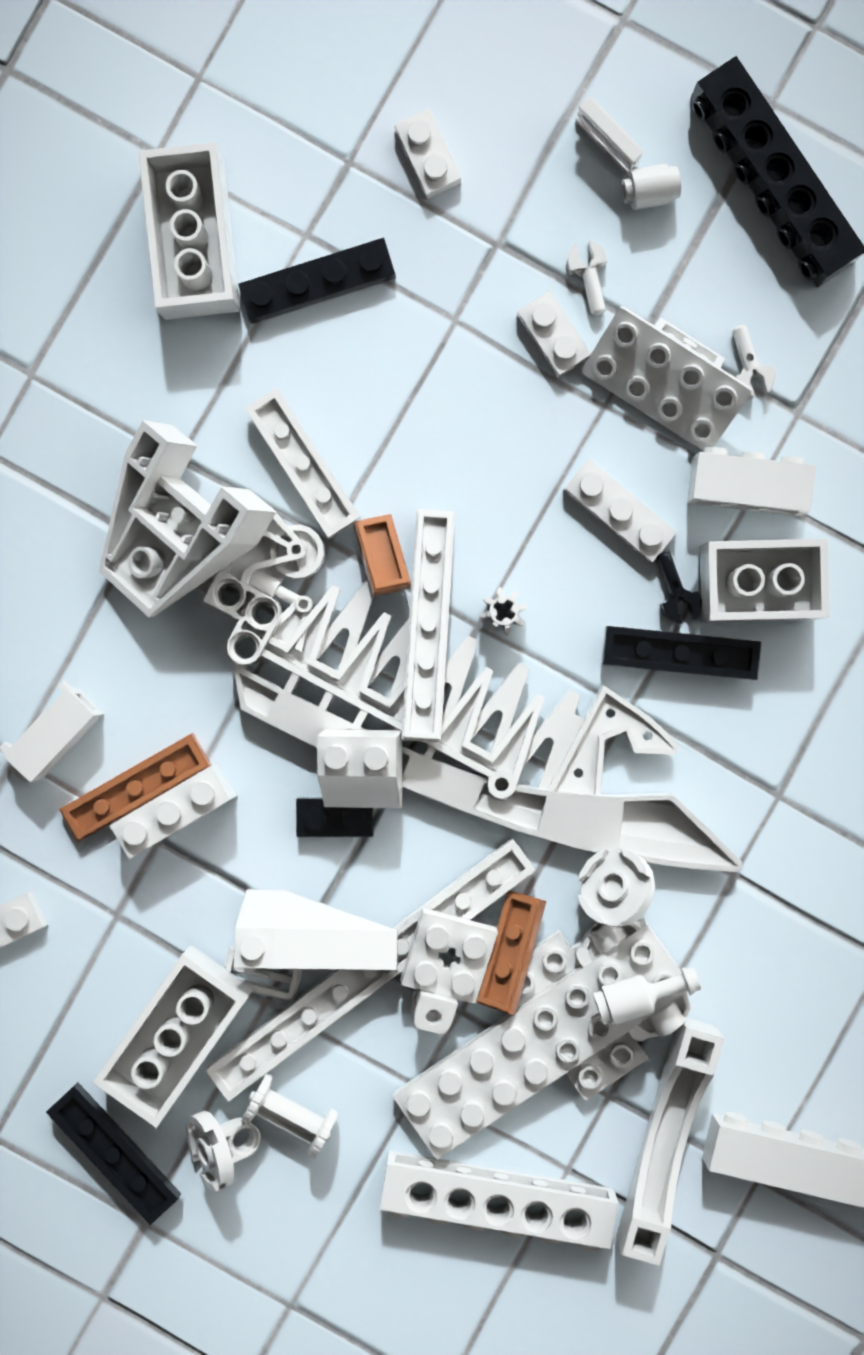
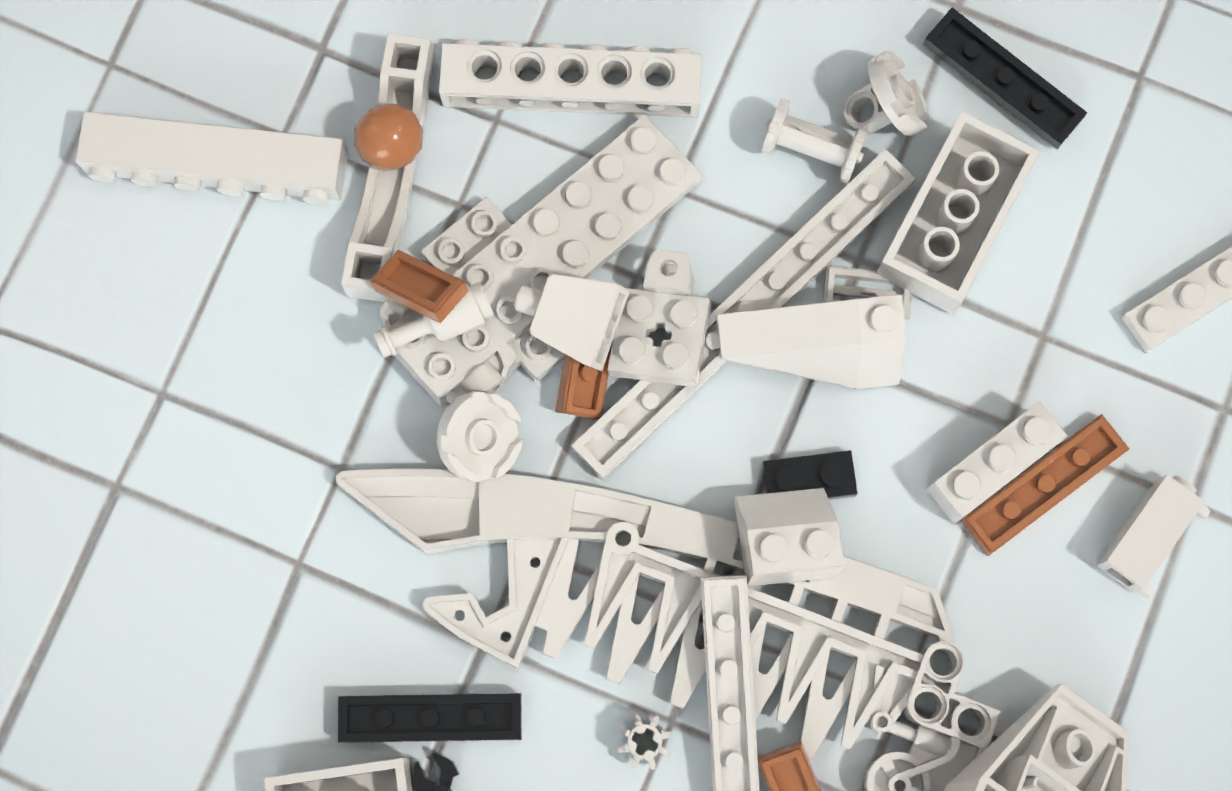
camera: 175 degrees right, 10 degrees down
(521, 983) = (575, 315): none -> white torso
(656, 1027) = (419, 286): none -> nougat tile
(668, 1167) = (388, 137): none -> nougat hair

